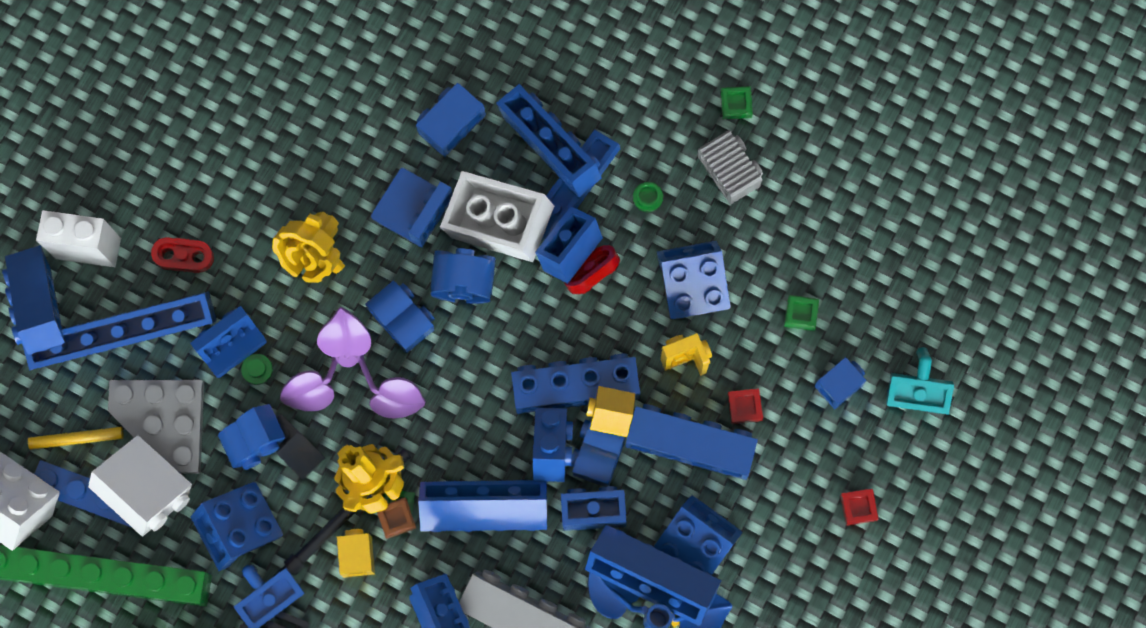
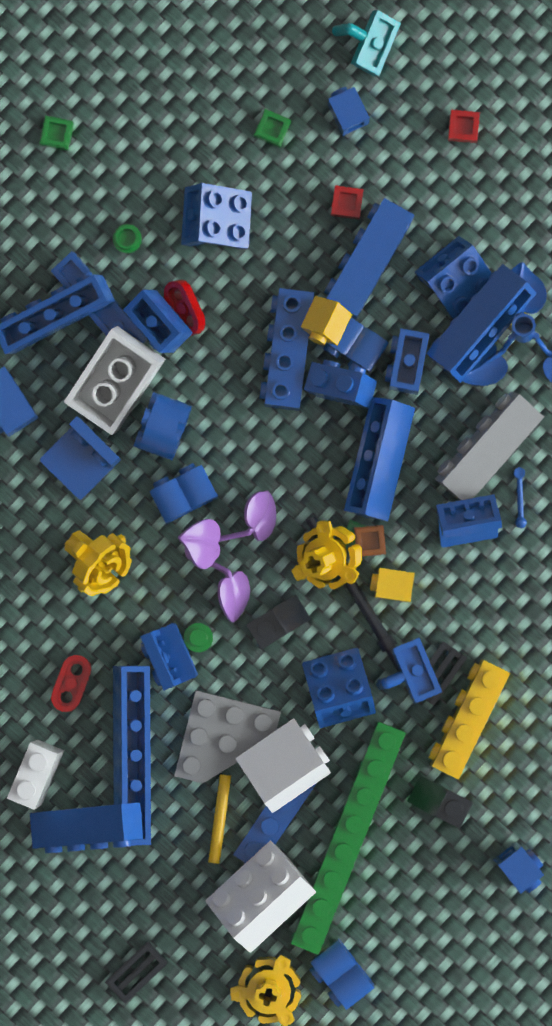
camera: 75 degrees left, 10 degrees up
(251, 437) = (264, 654): blue brick -> none
(682, 350) = (283, 249): yellow bracket -> none
(730, 166) = (119, 154): light grey brick -> none

